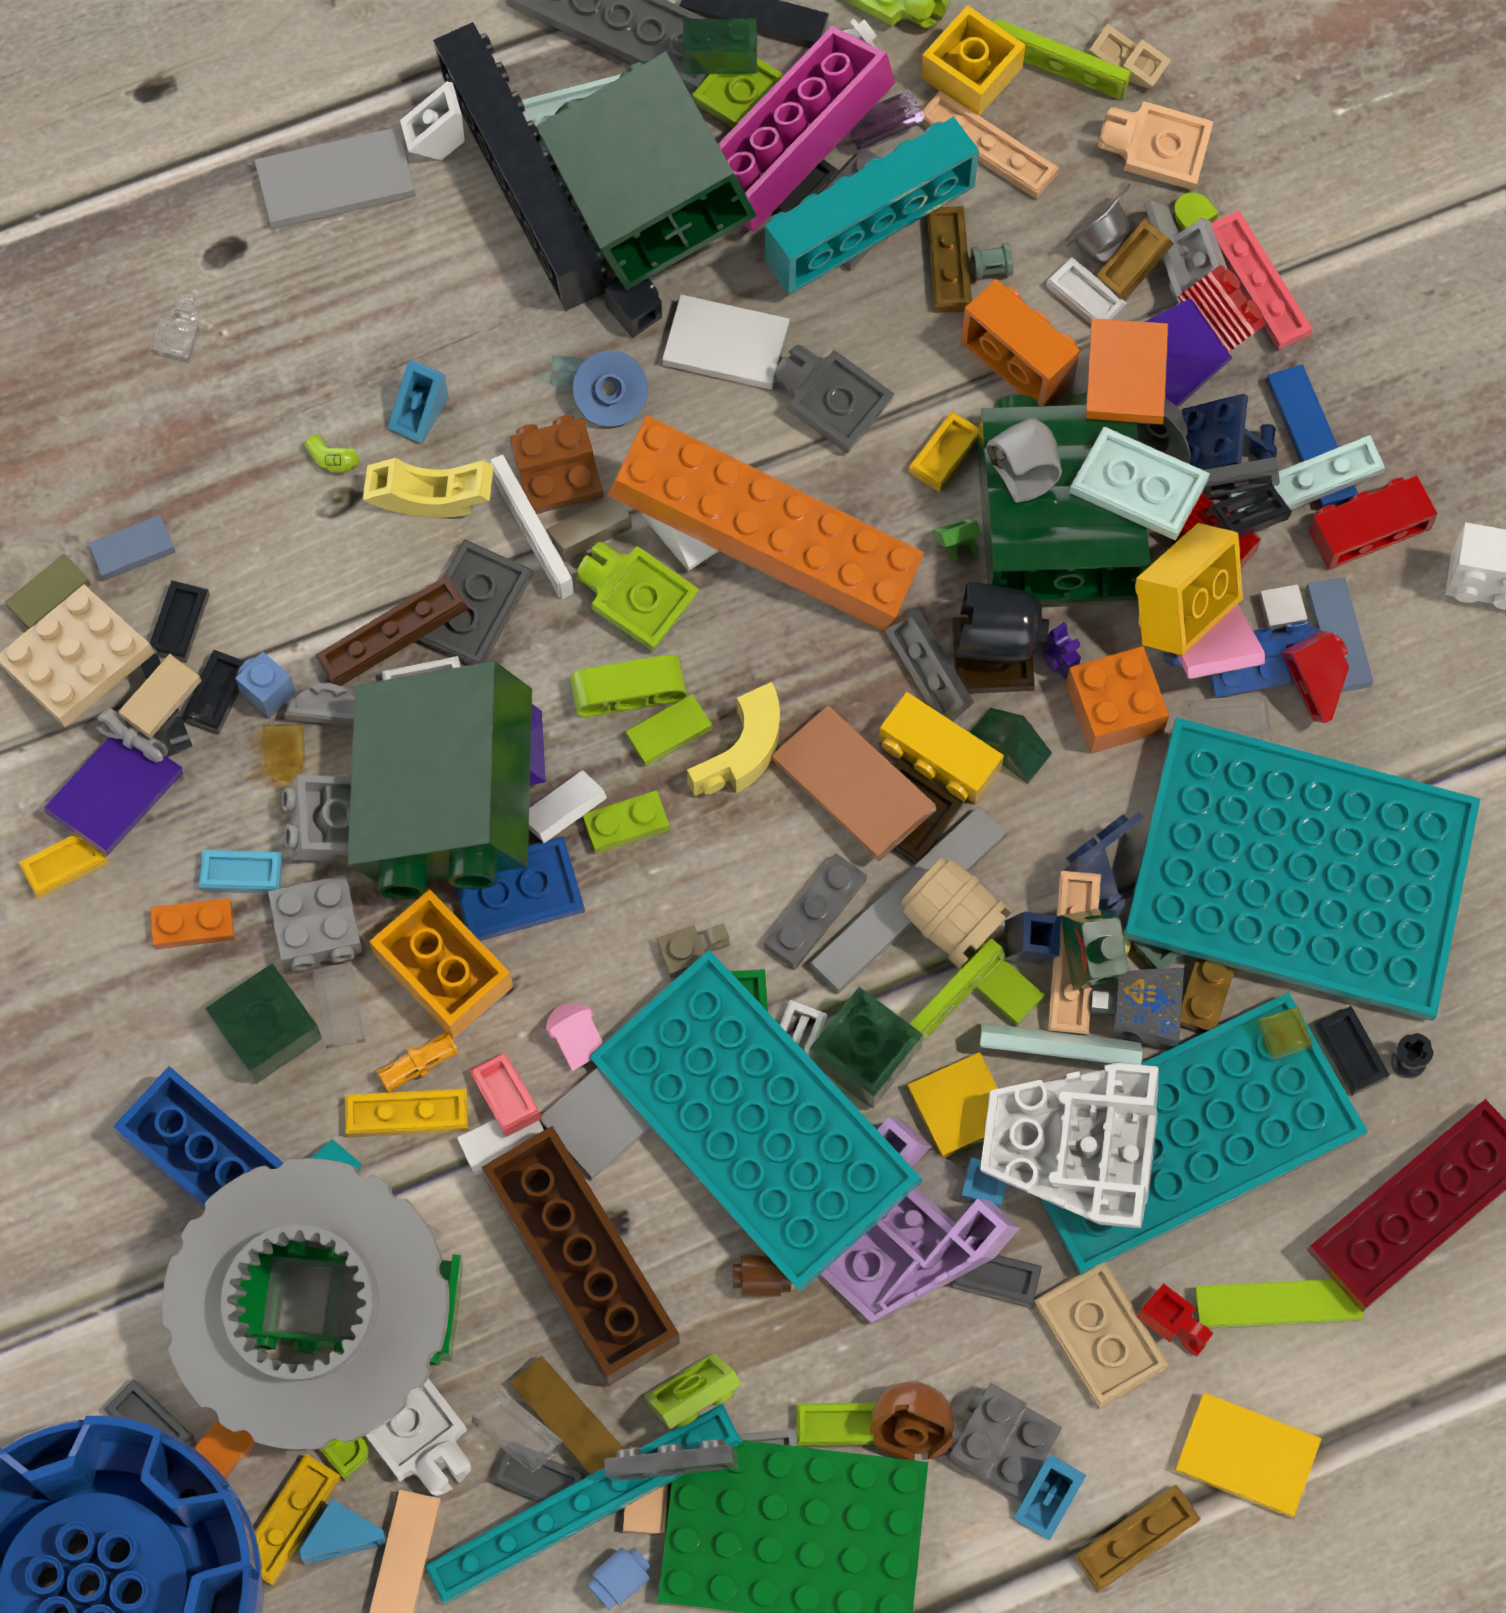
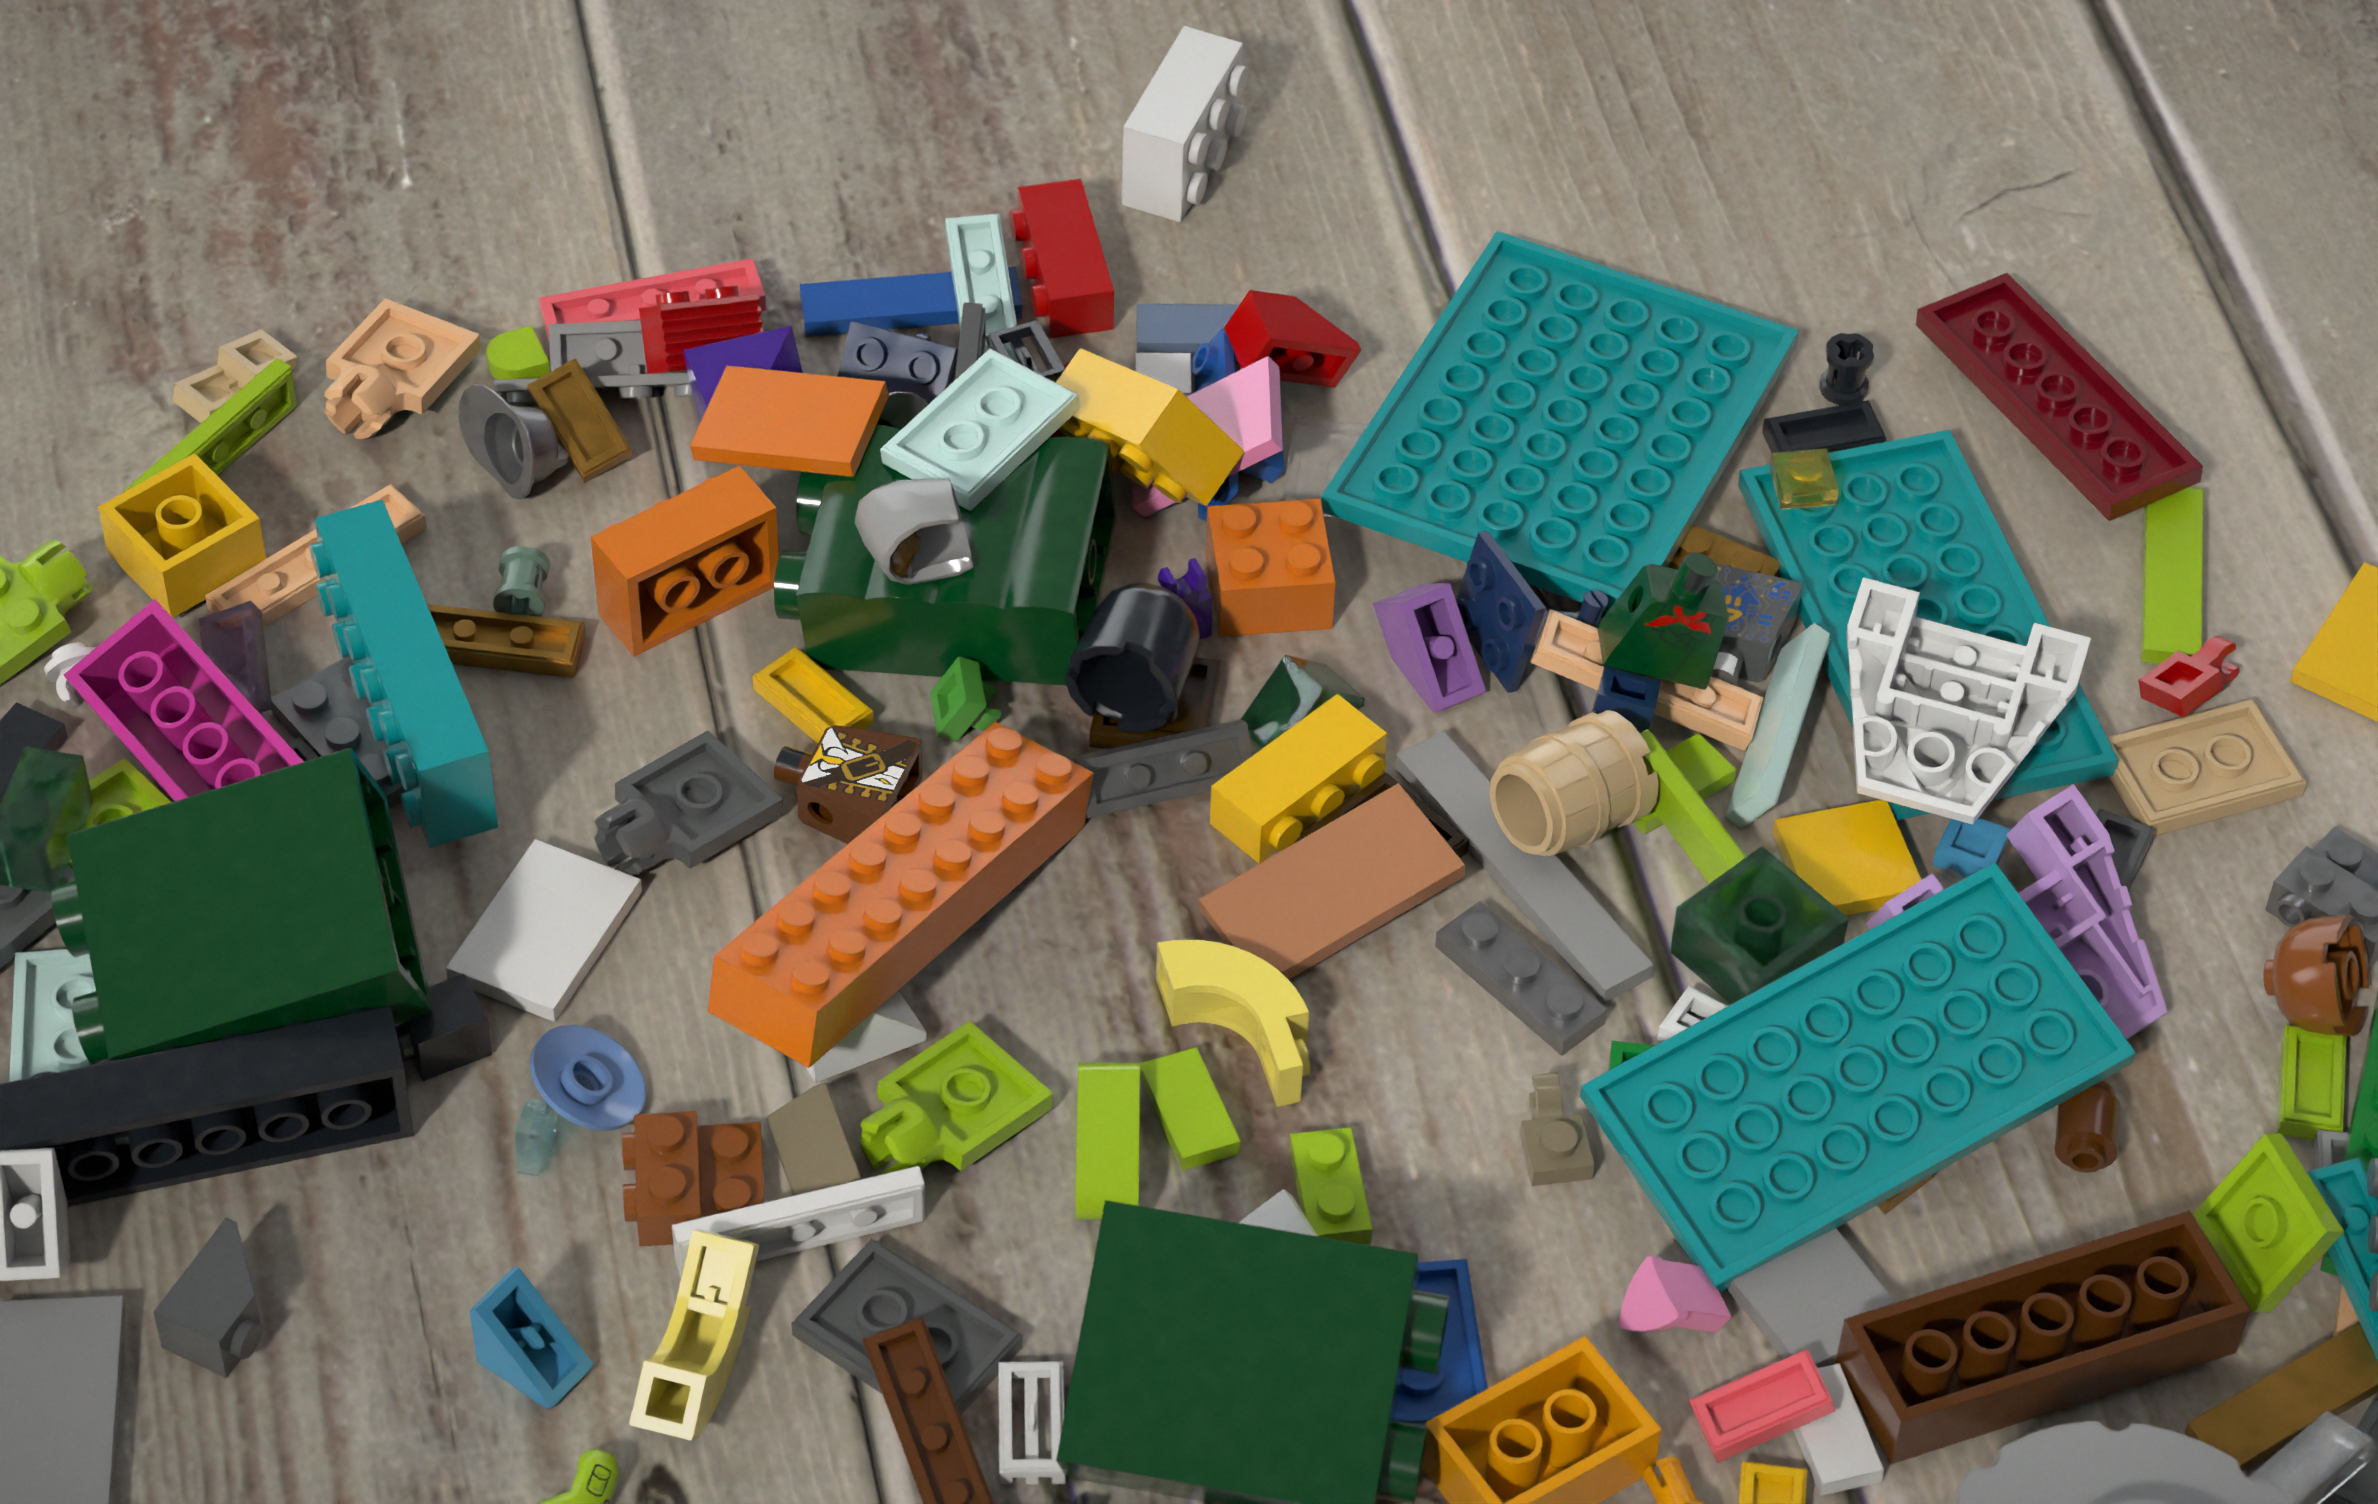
camera: 80 degrees left, 20 degrees down
(416, 237) = (212, 1306): none -> dark grey slope
(873, 486) = (850, 778): none -> torso
(1076, 811) = (1430, 644): none -> medium lavender slope
(1085, 292) = (607, 496): white tile -> none

